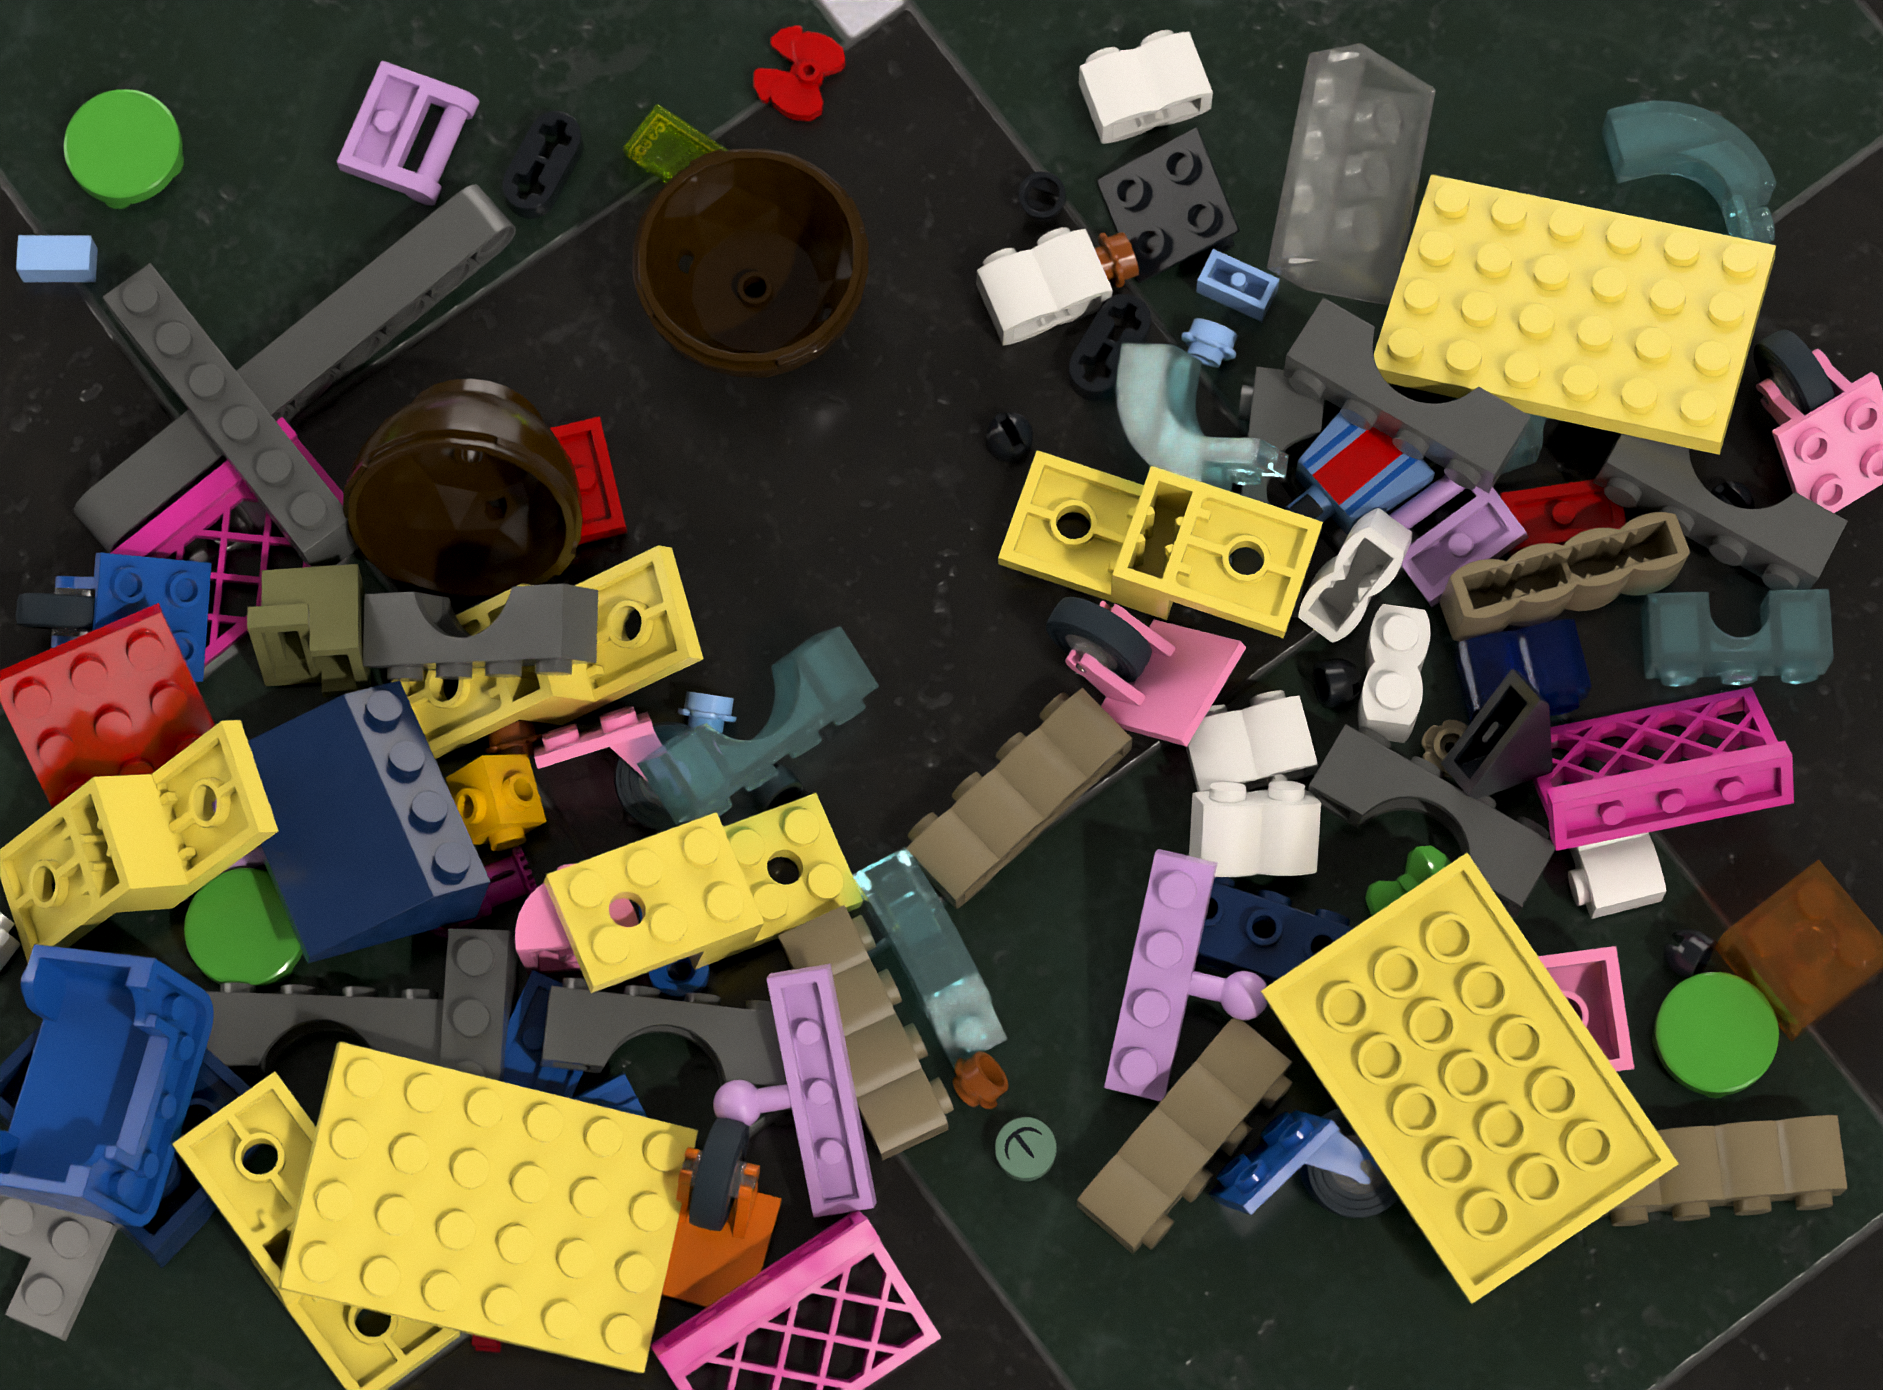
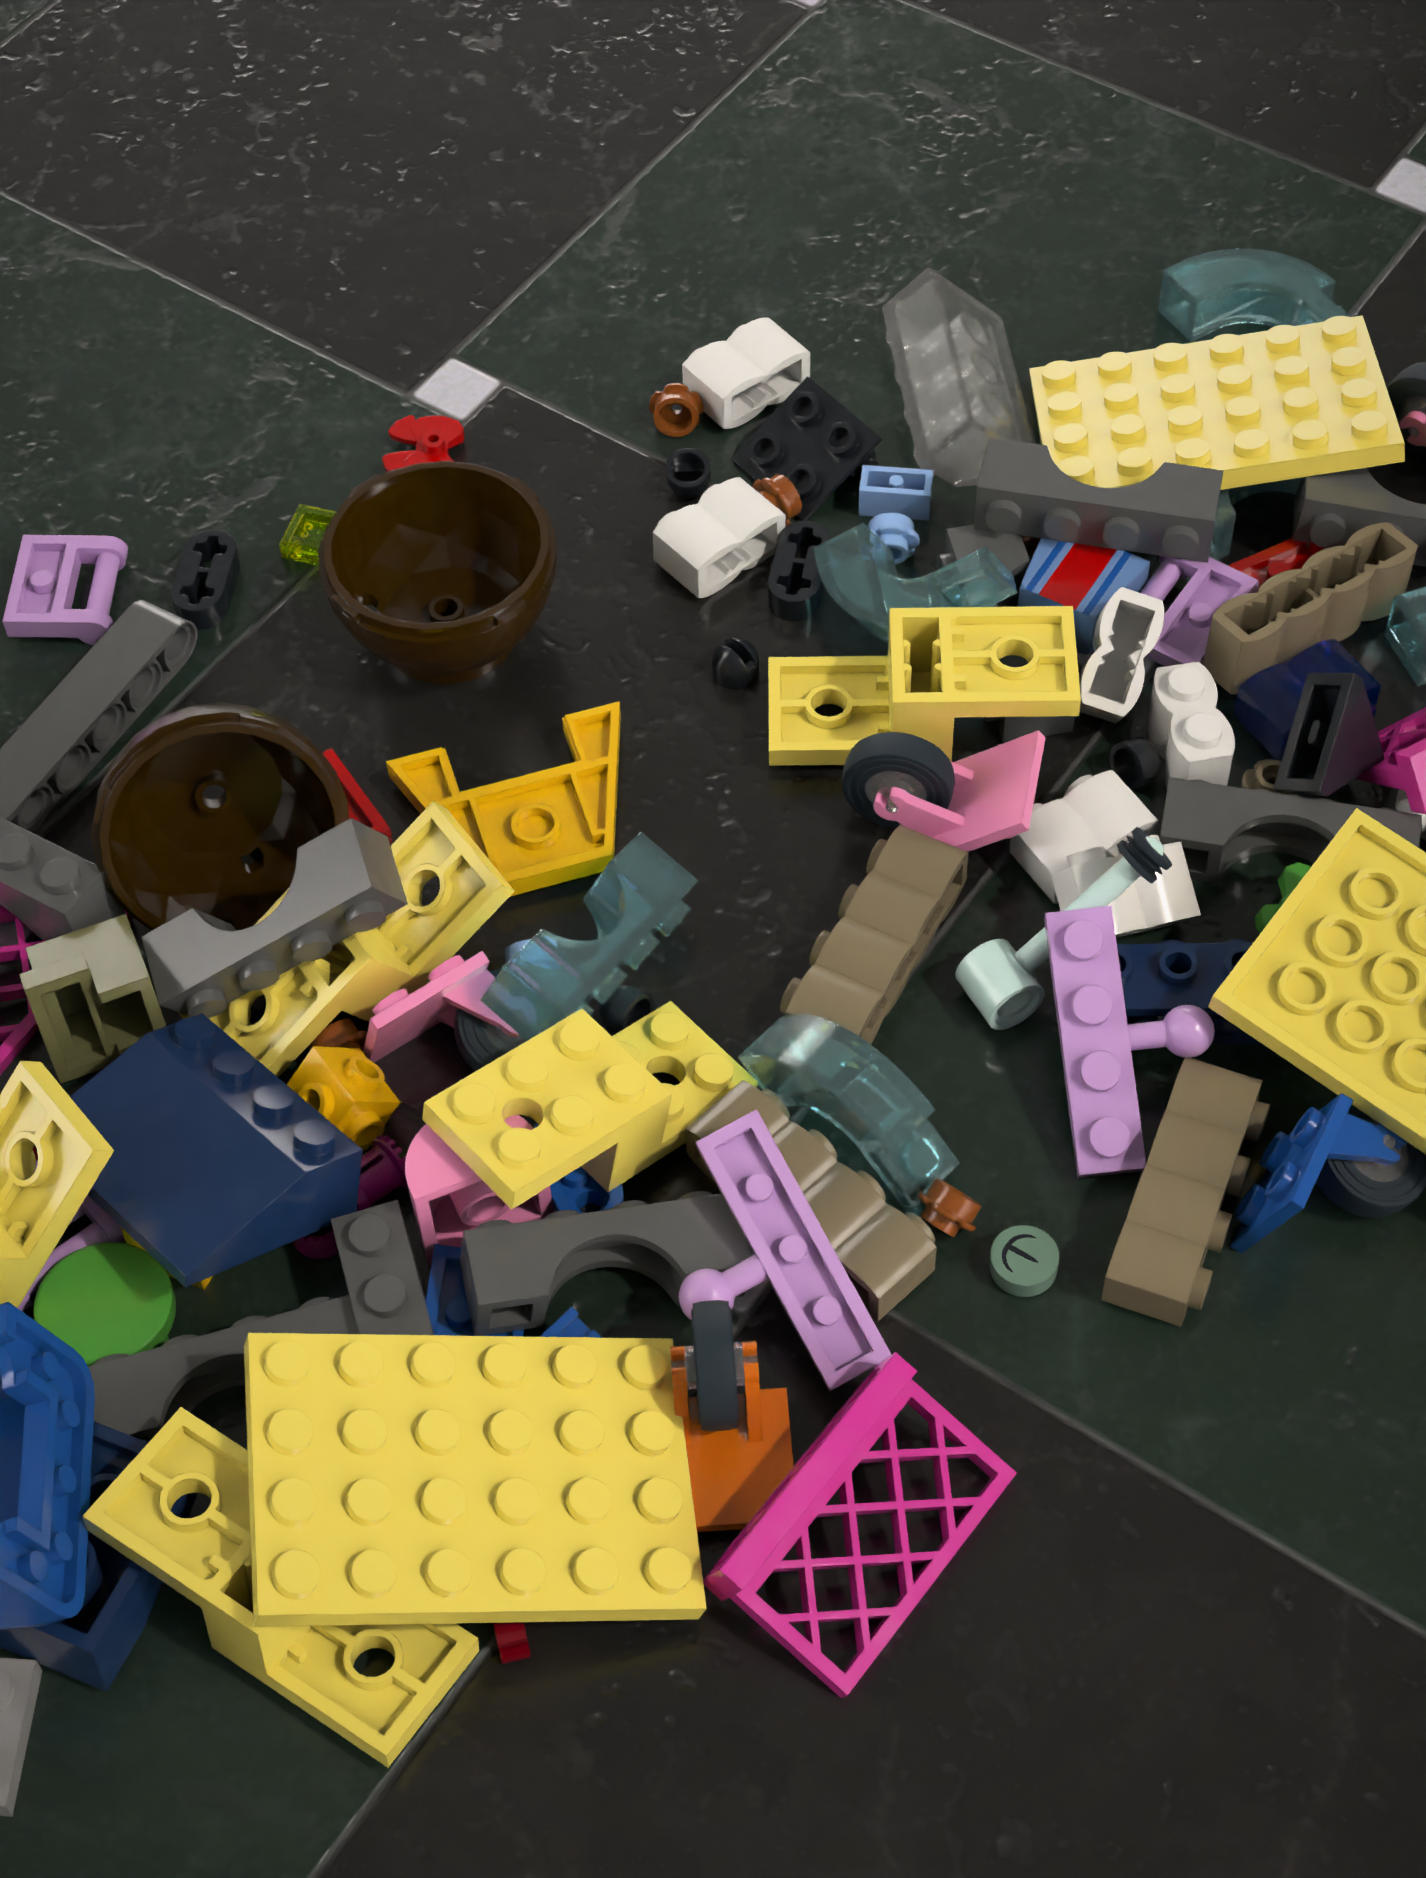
camera: 20 degrees left, 20 degrees down
(760, 562) = (537, 824): none -> yellow wing
(1060, 109) = (676, 422): none -> dark orange plate
(1115, 875) = (1005, 981): none -> light aqua piece

